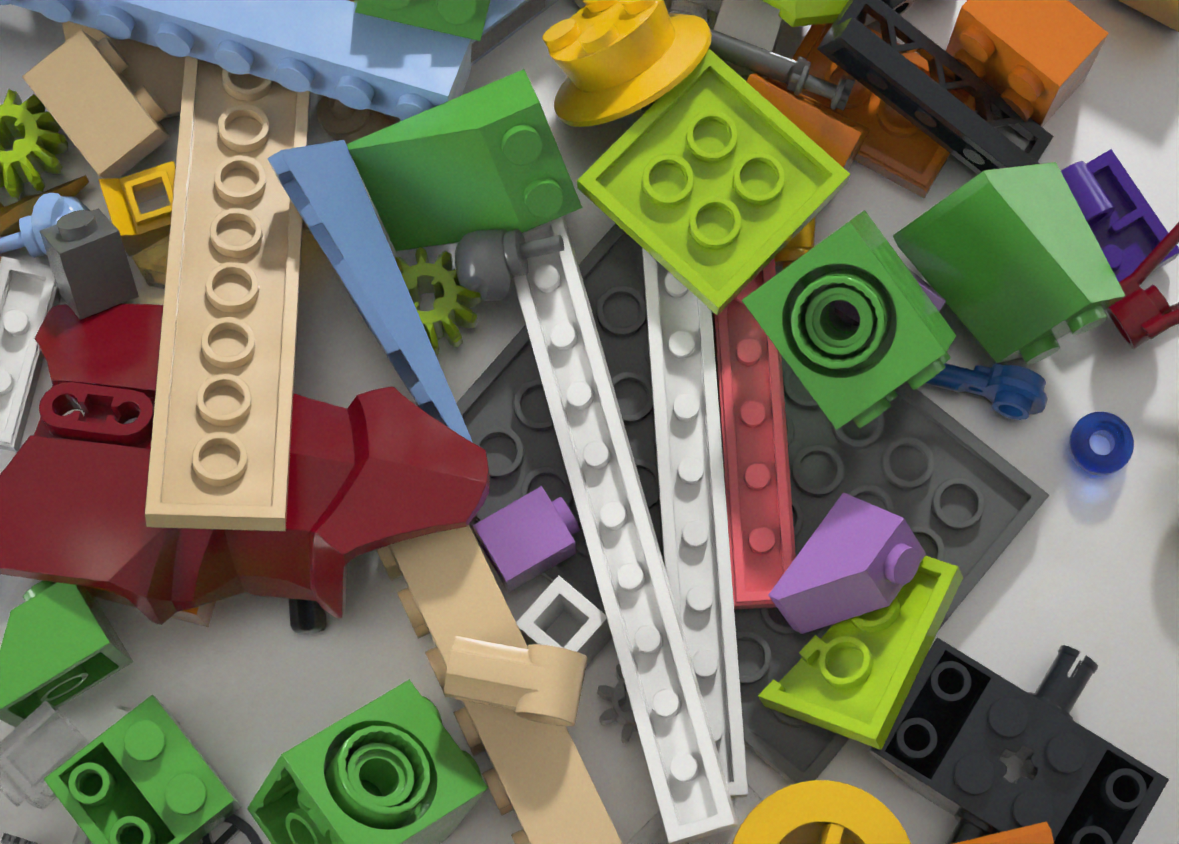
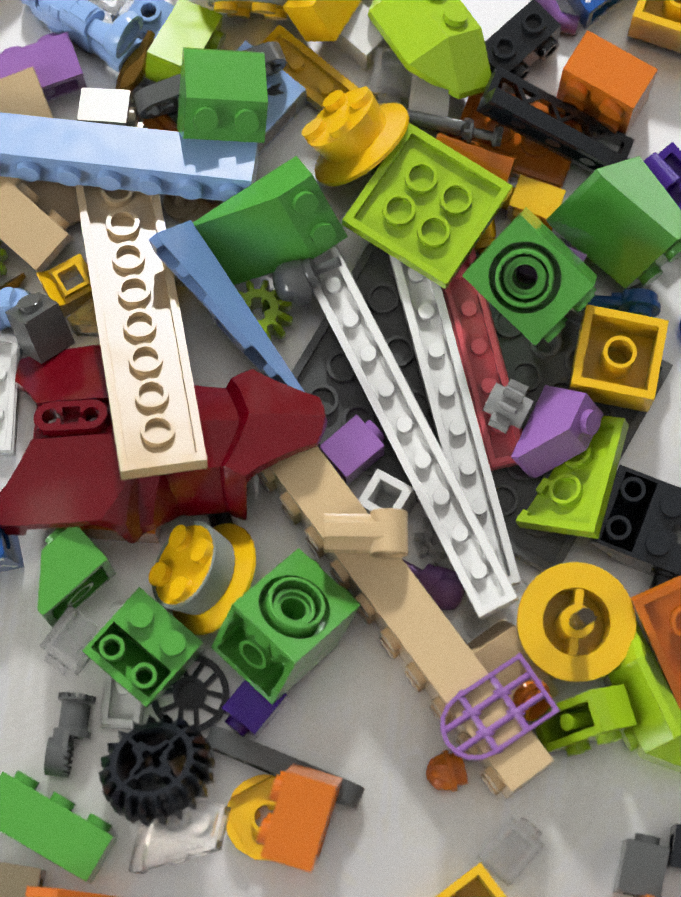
camera: 10 degrees left, 0 degrees up
(257, 690) = (203, 573): none -> yellow piece
(619, 771) = (441, 585): none -> medium lavender piece
(779, 514) = (508, 405): none -> light grey gear
(885, 198) = (536, 196): none -> yellow window
(965, 470) = (618, 357): none -> yellow brick

